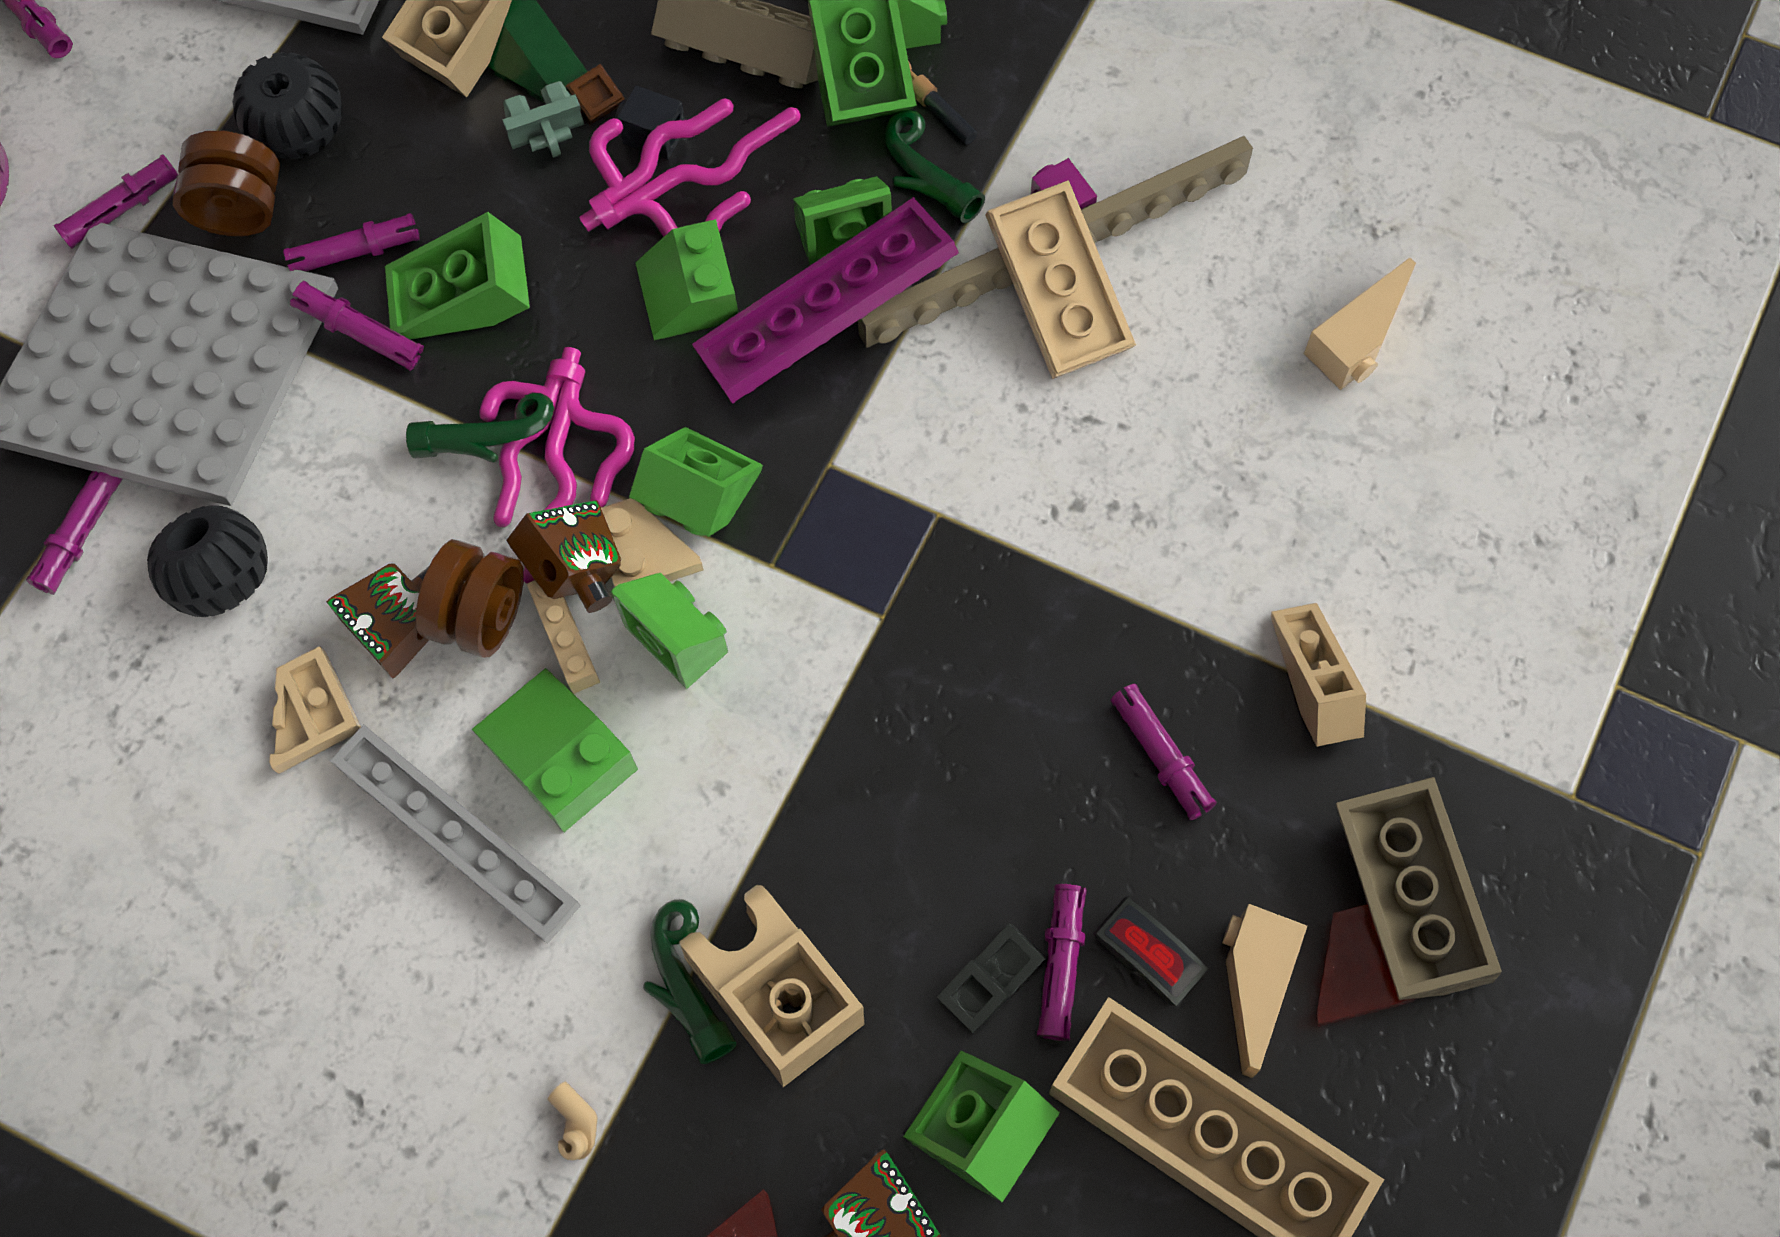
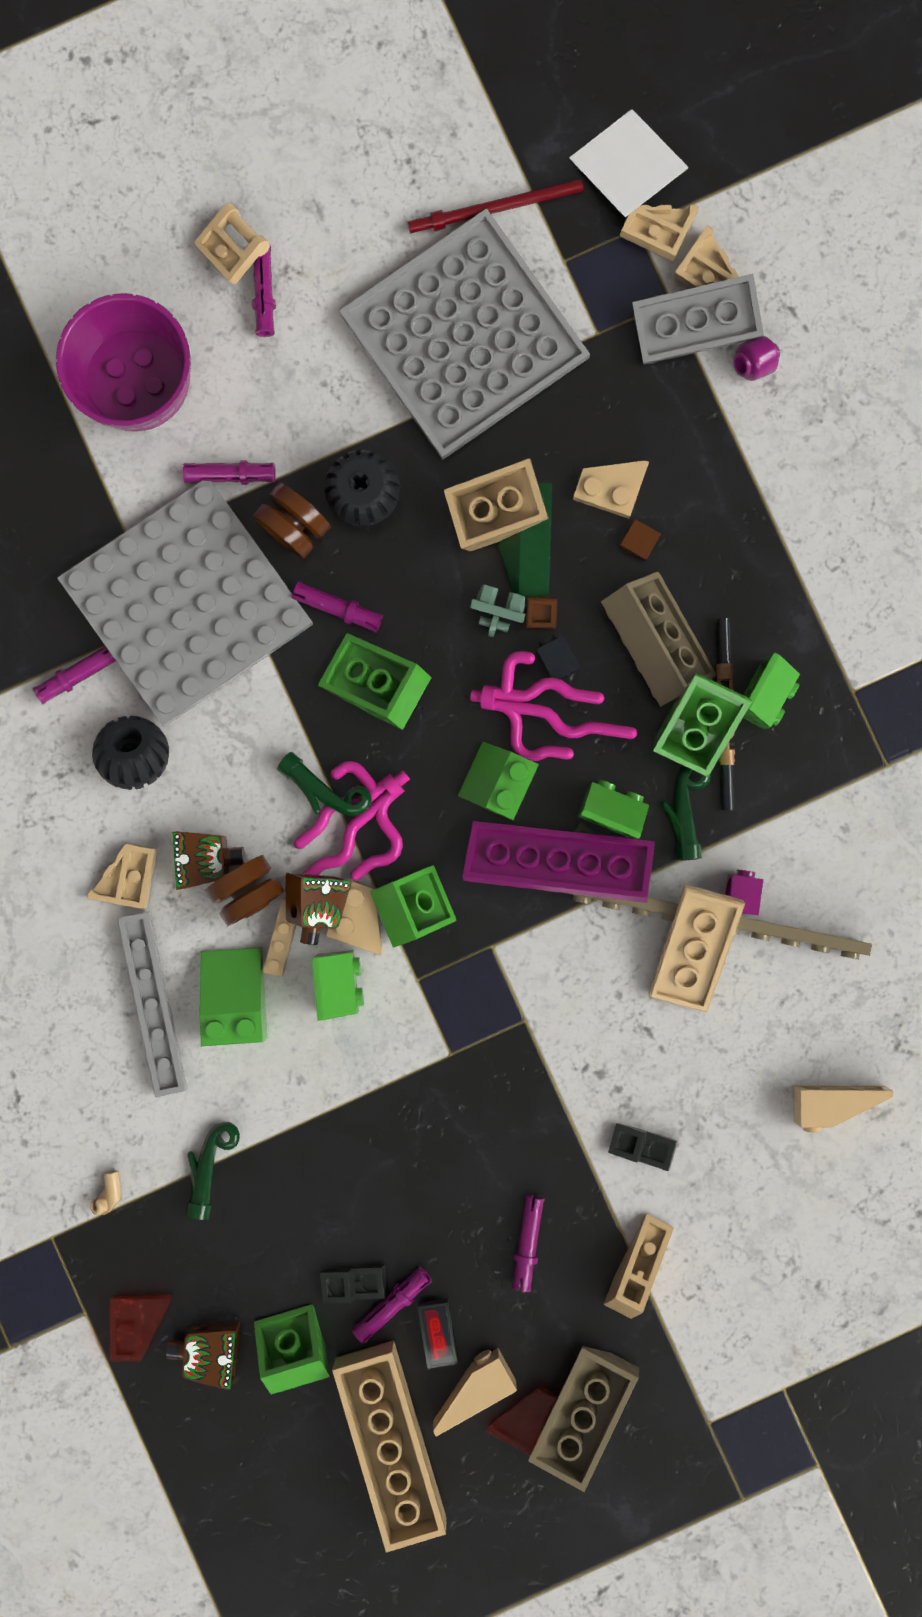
camera: 40 degrees right, 20 degrees up
(340, 317) = (302, 668): magenta pin -> none
(765, 976) = (245, 1202): tan brick -> none
(1197, 542) = (643, 1146): none -> pearl dark grey slope

